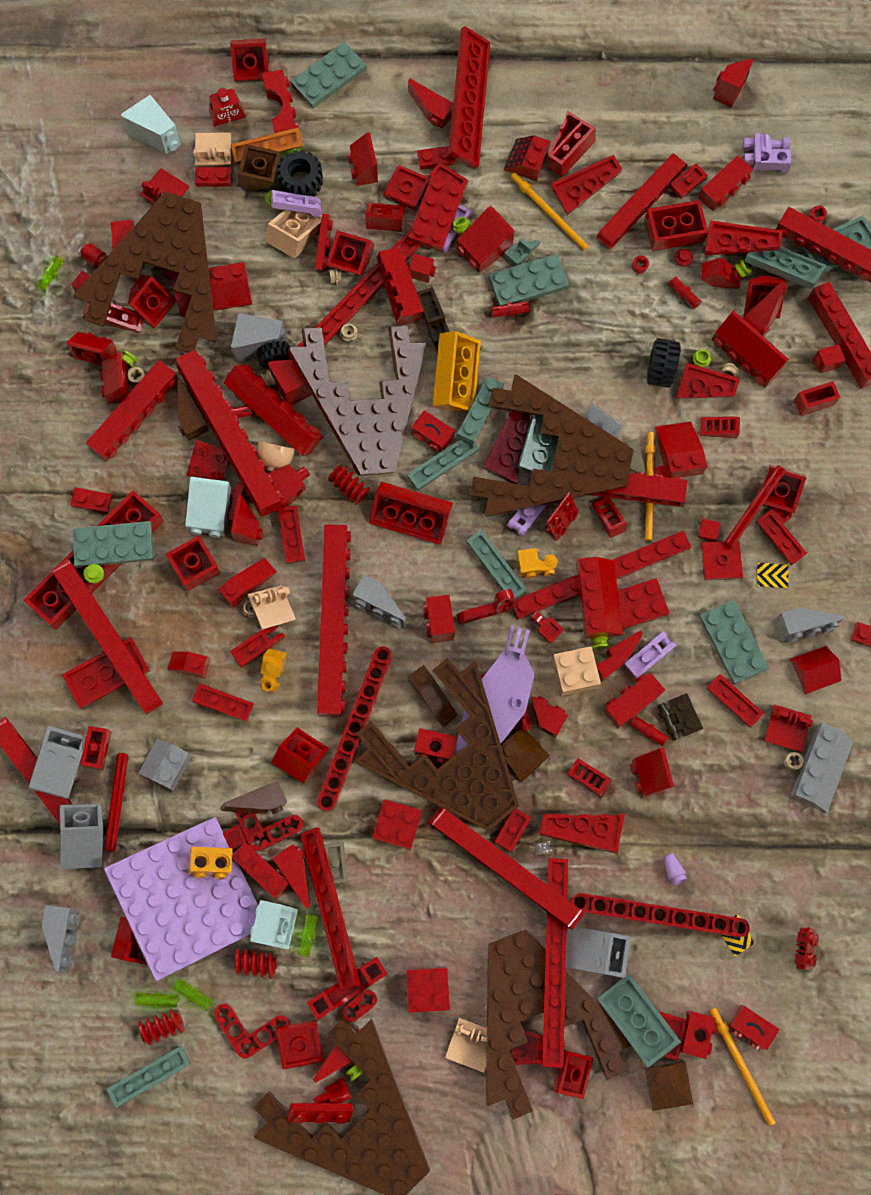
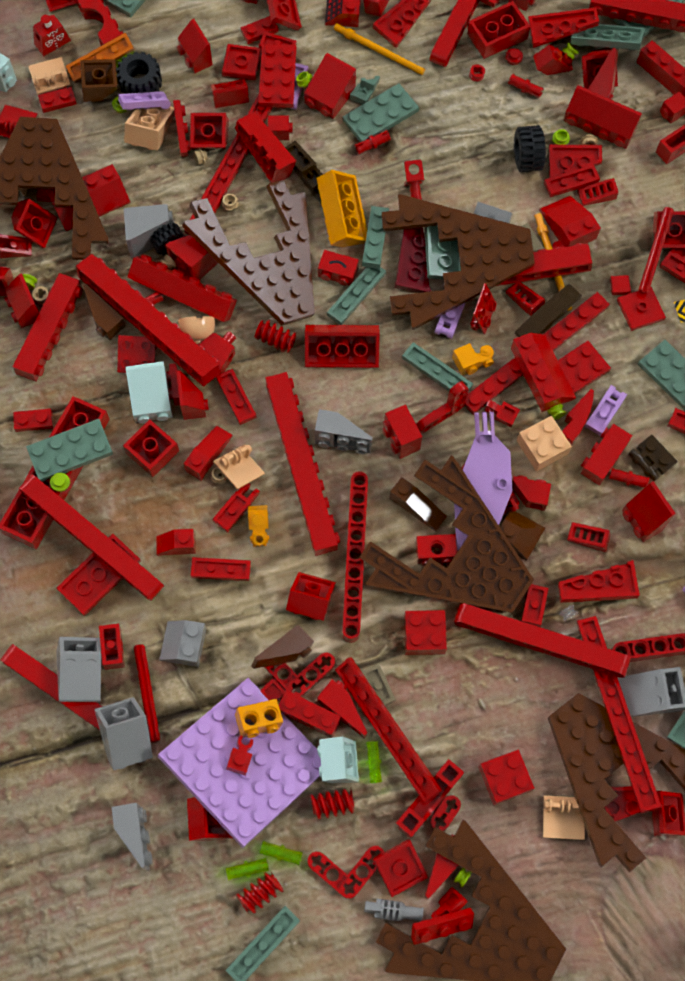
camera: 15 degrees left, 5 degrees down
(179, 895) = (240, 758): none -> red plate
(280, 1082) = (393, 910): none -> light grey hinge
(537, 363) = (412, 180): none -> red bracket
(627, 539) = (550, 311): none -> dark brown slope
(697, 406) = (571, 180): none -> red plate

